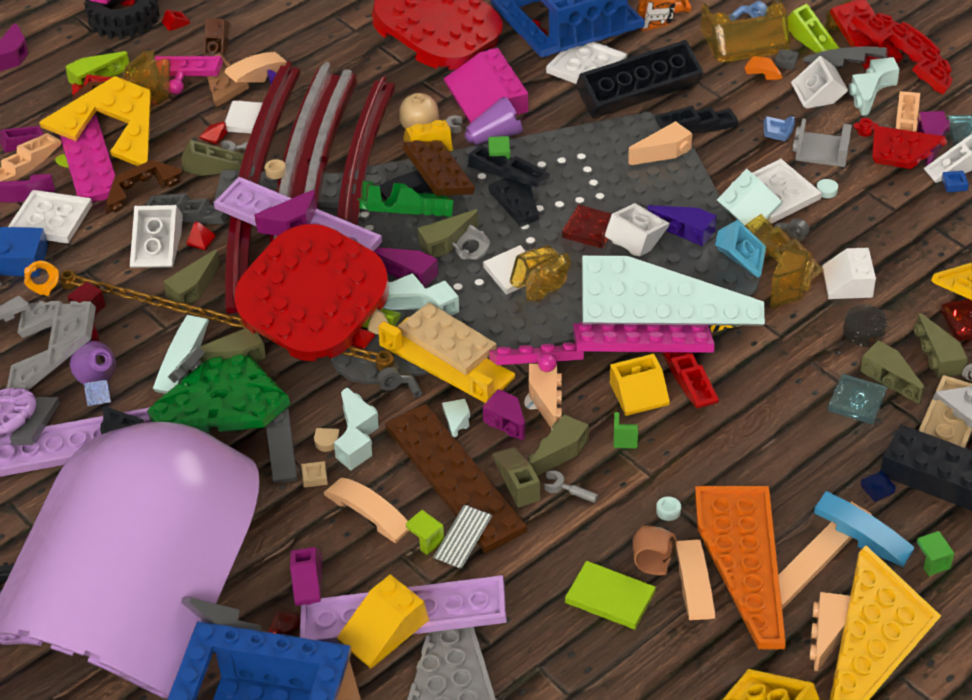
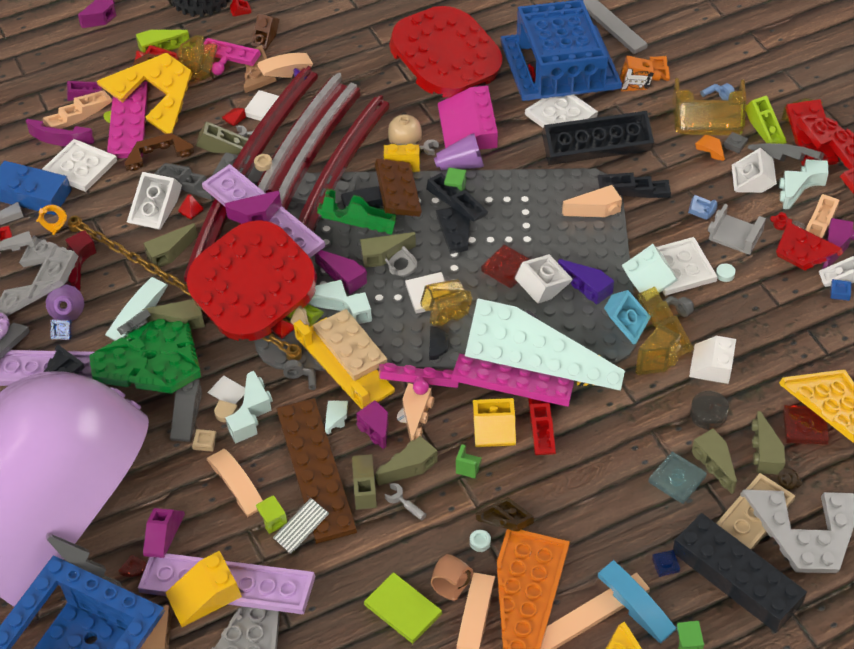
camera: 15 degrees right, 5 degrees up
(319, 417) = (227, 390): none -> white sticker
(544, 318) = (438, 343): none -> black tile
(689, 474) = (506, 515): none -> dark brown wing

